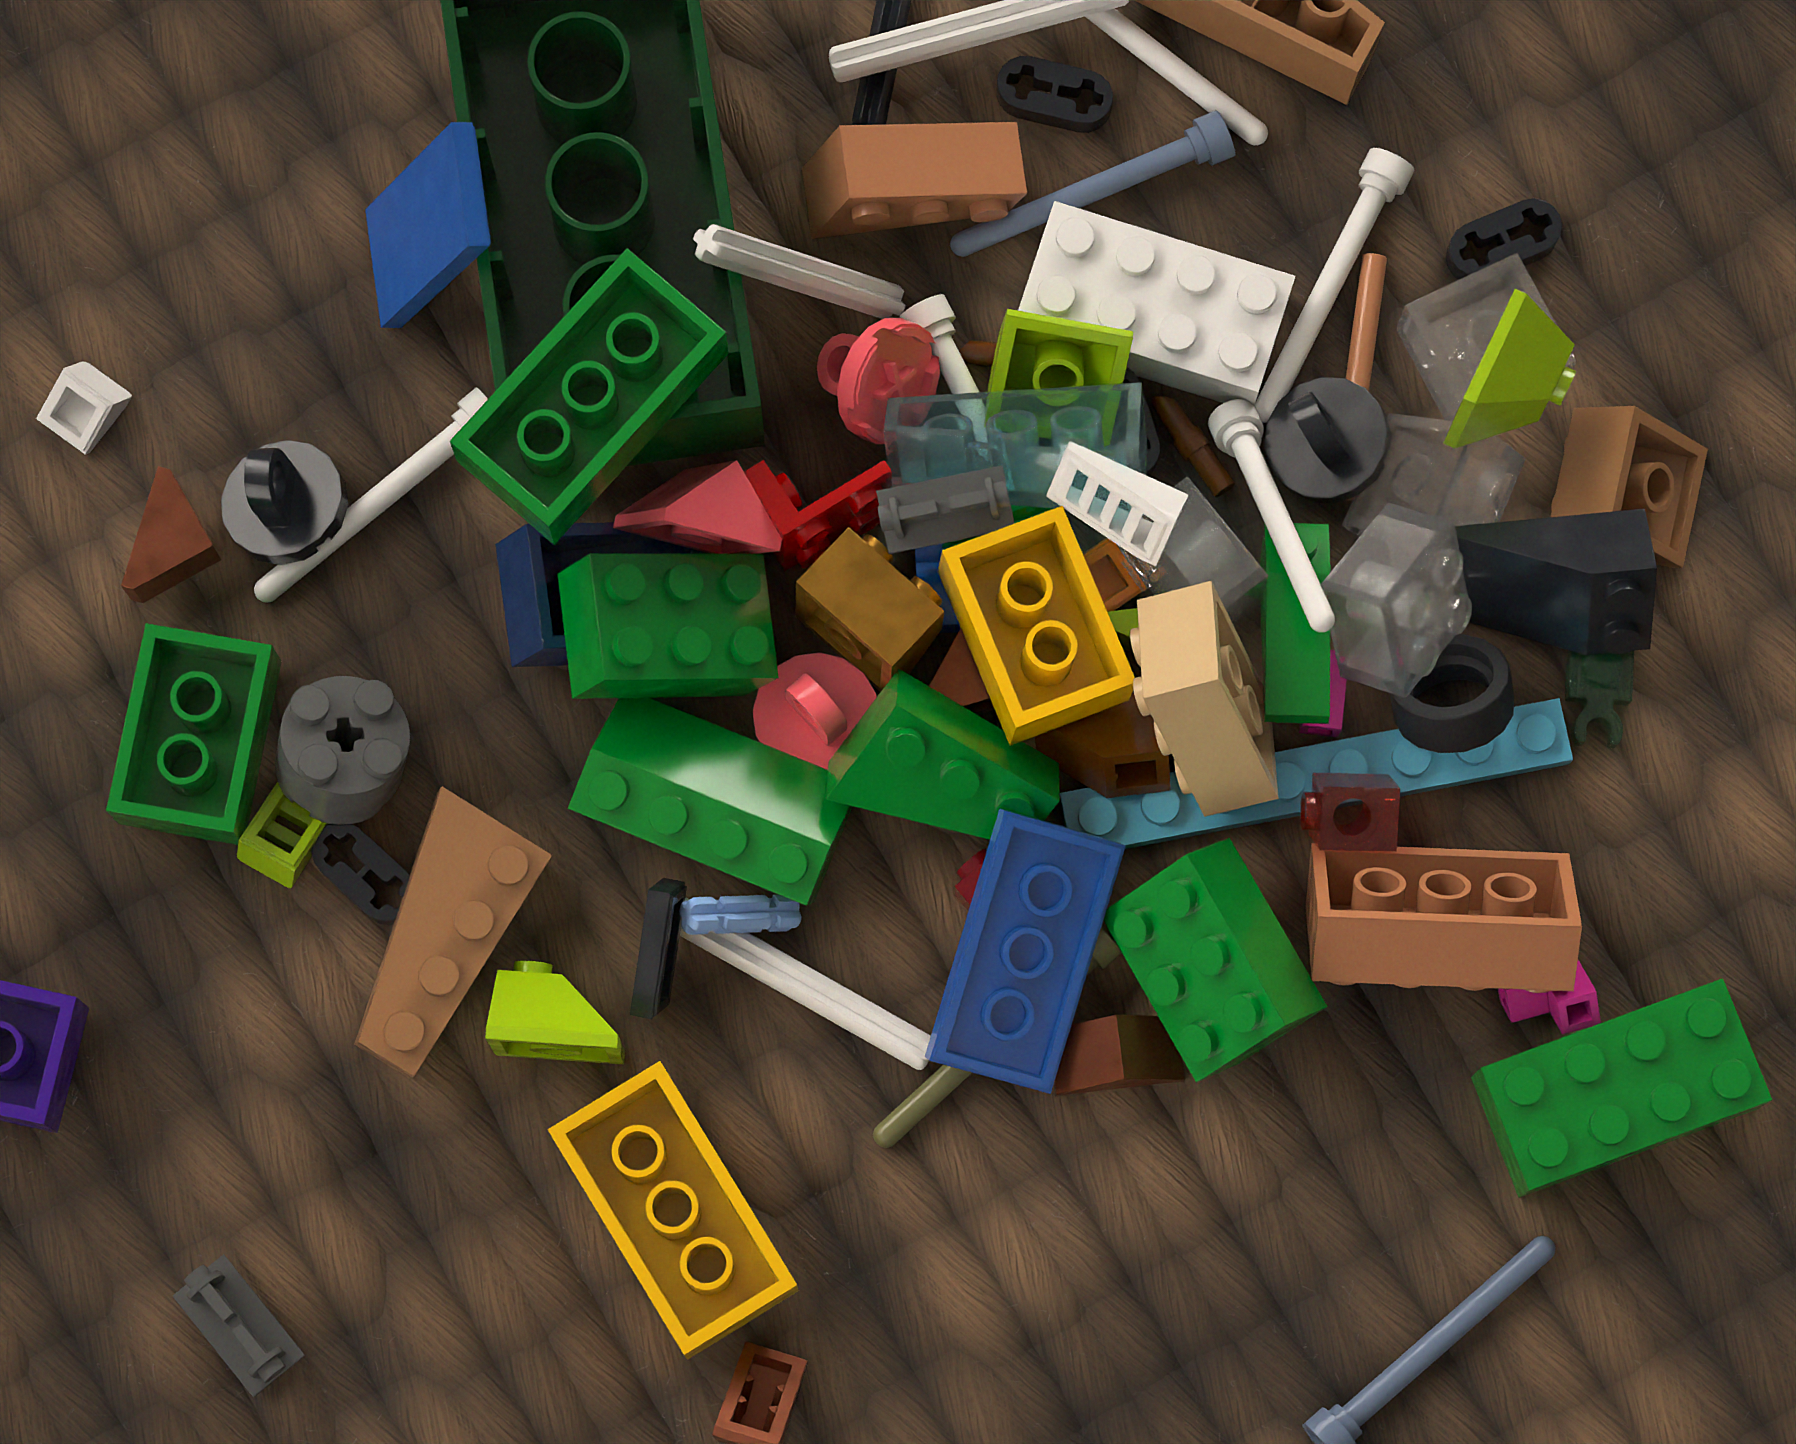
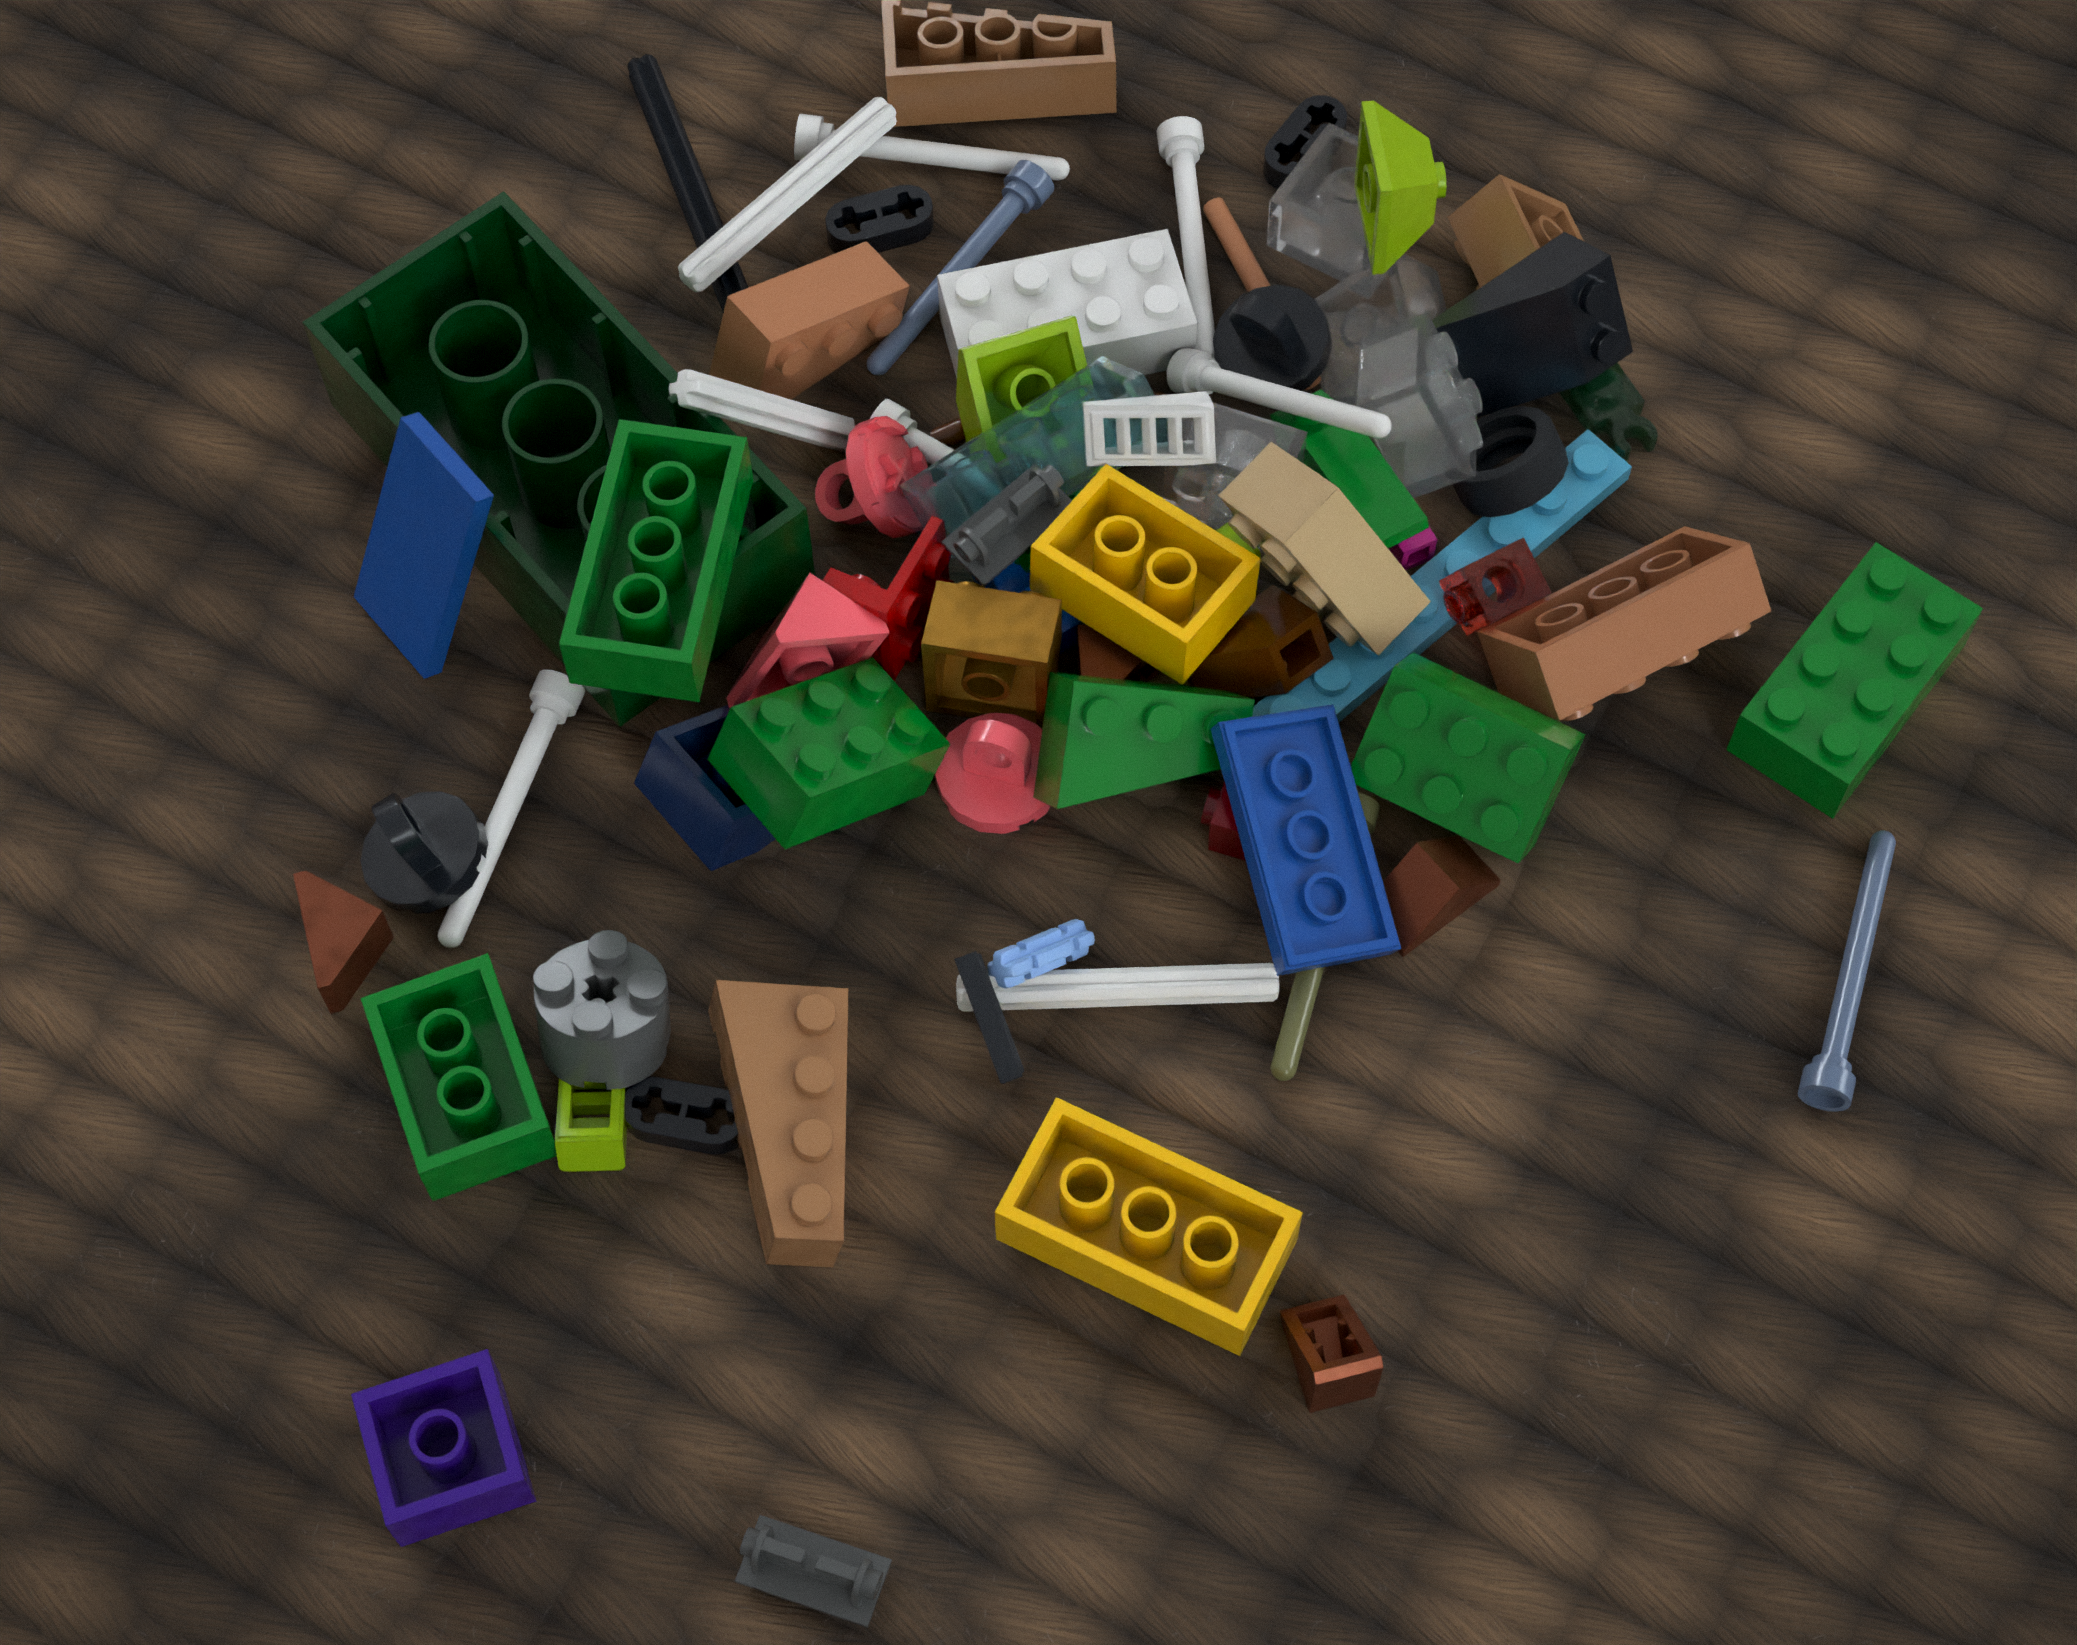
camera: 30 degrees left, 15 degrees down
(83, 405) = (191, 880): white slope -> none
(547, 1019) = (937, 1132): lime slope -> none
(712, 797) = (957, 877): green slope -> none
(1569, 1009) = (1767, 638): dark pink piece -> none

